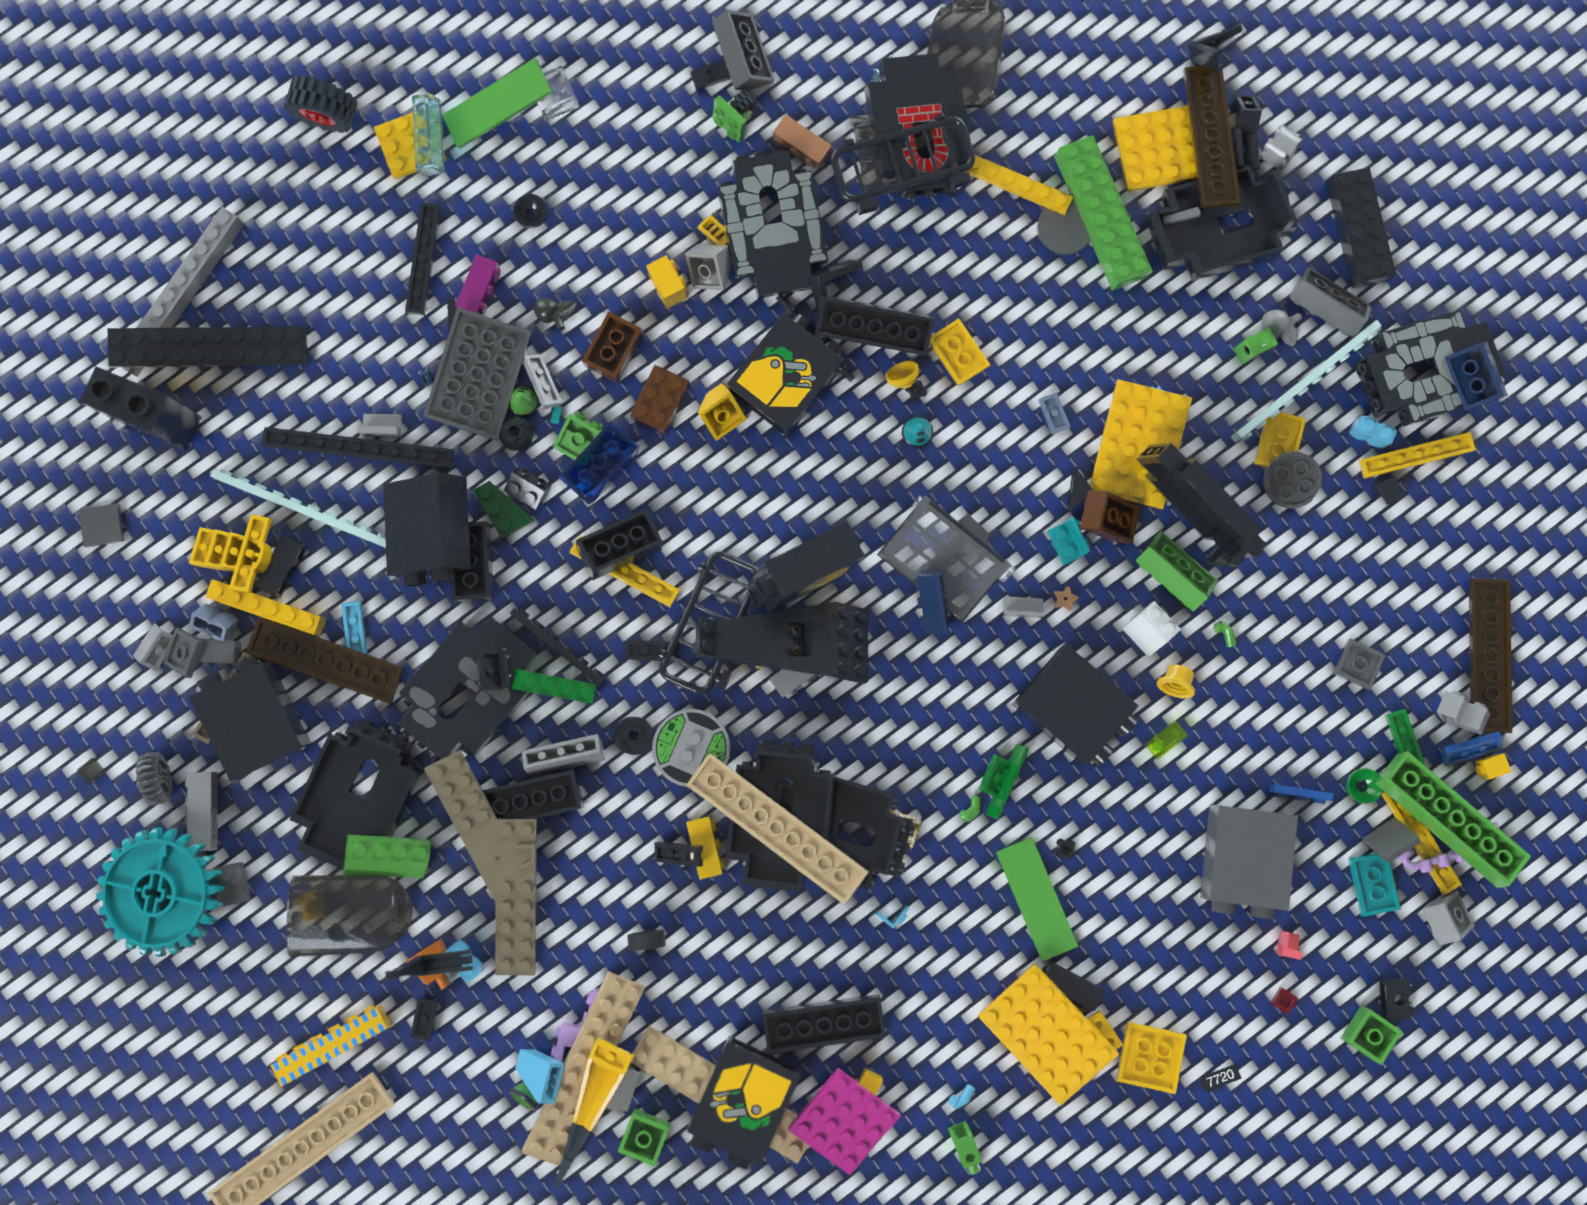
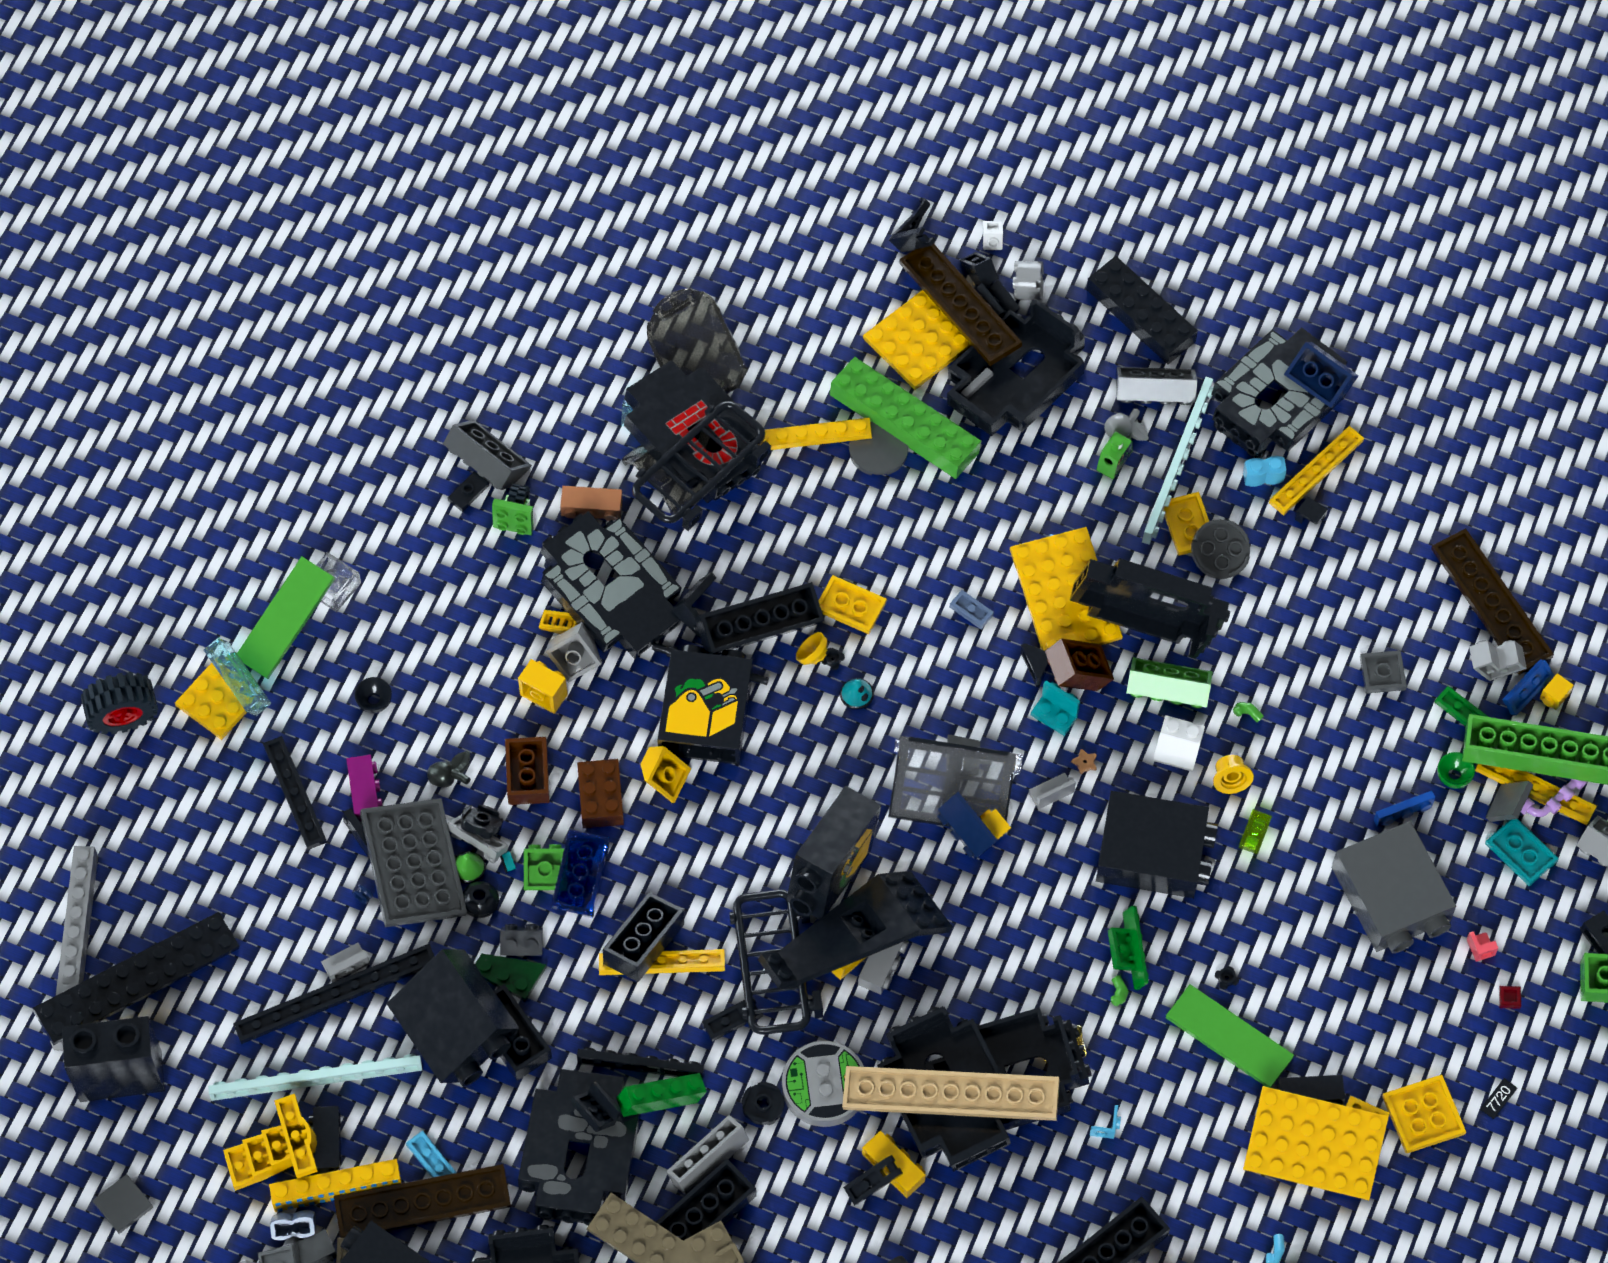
camera: 30 degrees left, 20 degrees down
(546, 375) = (481, 821): none -> black plate
(956, 612) = (995, 823): none -> yellow brick
(1277, 88) = (992, 235): none -> white bracket

